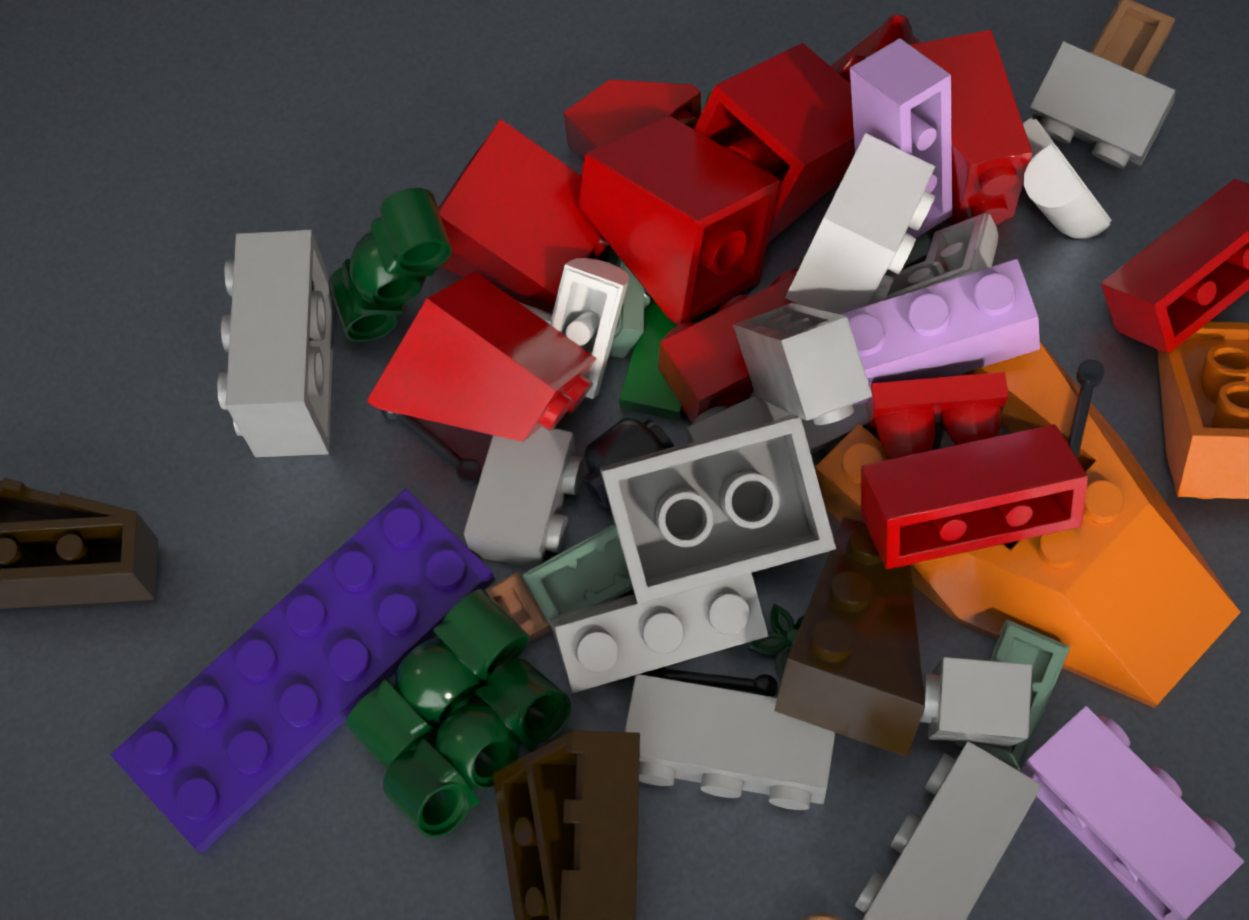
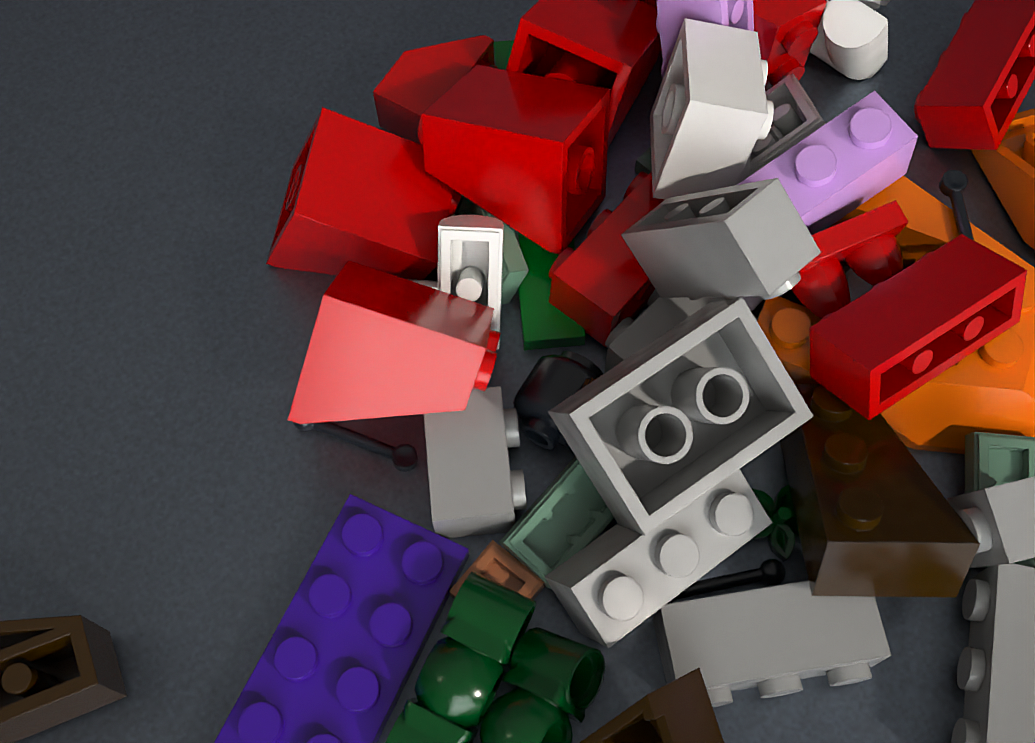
camera: 25 degrees left, 0 degrees up
(278, 344) = (170, 391): light grey brick -> none
(390, 264) = (260, 278): dark green piece -> none

